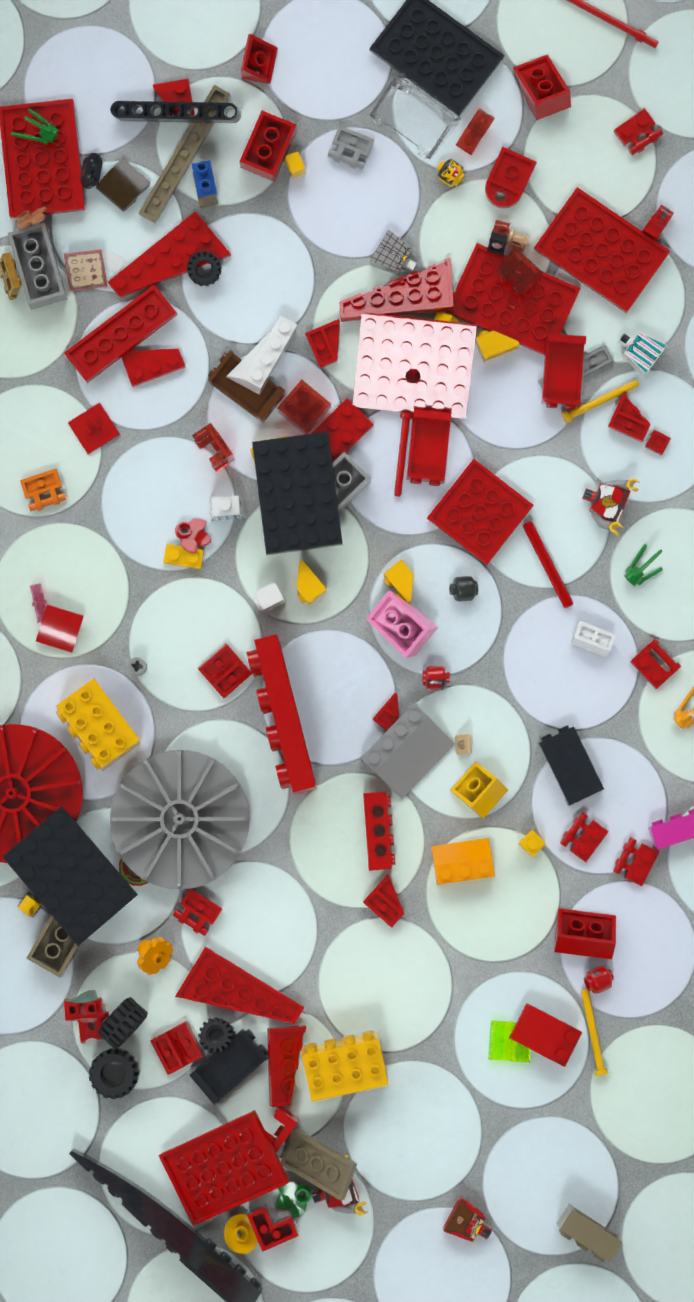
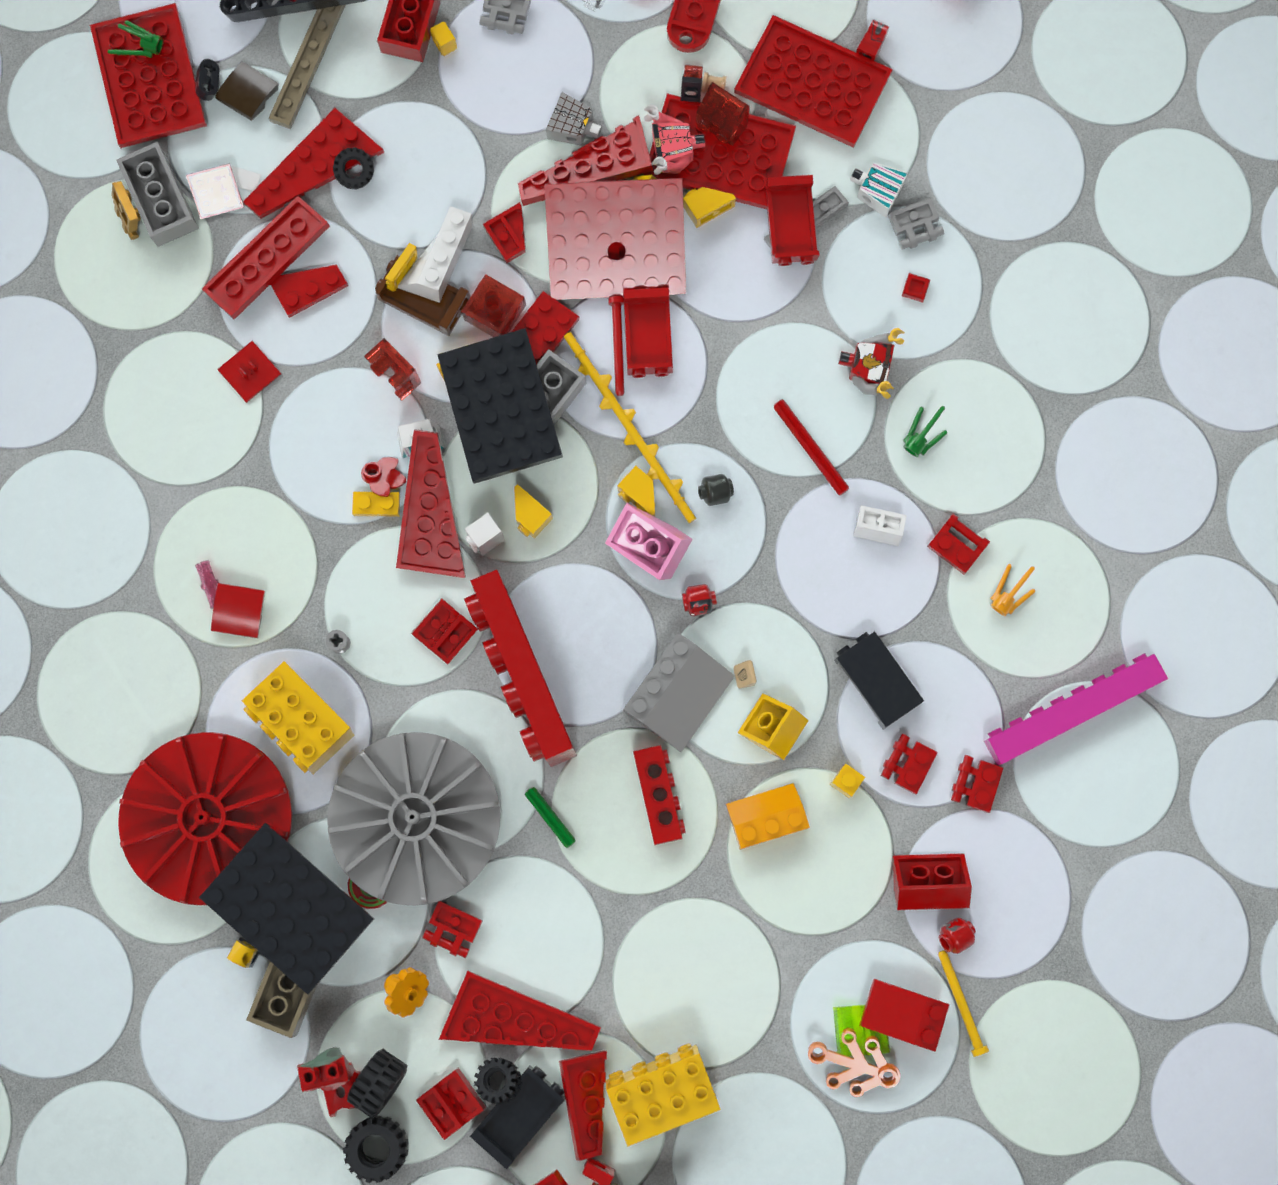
camera: 10 degrees left, 5 degrees down
(27, 218) = (139, 142): nougat plate -> none
(42, 484) = (195, 444): orange plate -> none
(205, 184) = (340, 72): blue hips -> none
(225, 579) = (428, 522): none -> red wing
(232, 361) = (401, 267): none -> yellow tile
(288, 835) = (550, 817): none -> green axle
(385, 902) = (680, 881): red wing -> none
(388, 713) = (648, 652): red tile -> none
(403, 533) = (633, 436): none -> yellow plant
(450, 173) = (624, 21): yellow head -> none
(473, 289) = (671, 142): none -> coral torso
(480, 512) = (720, 398): red plate -> none
(502, 1068) = (856, 1065): none -> plant
(567, 416) = (804, 273): yellow bar -> none
(629, 420) = (878, 267): red wing -> none
(666, 382) = (913, 217): none -> light grey plate

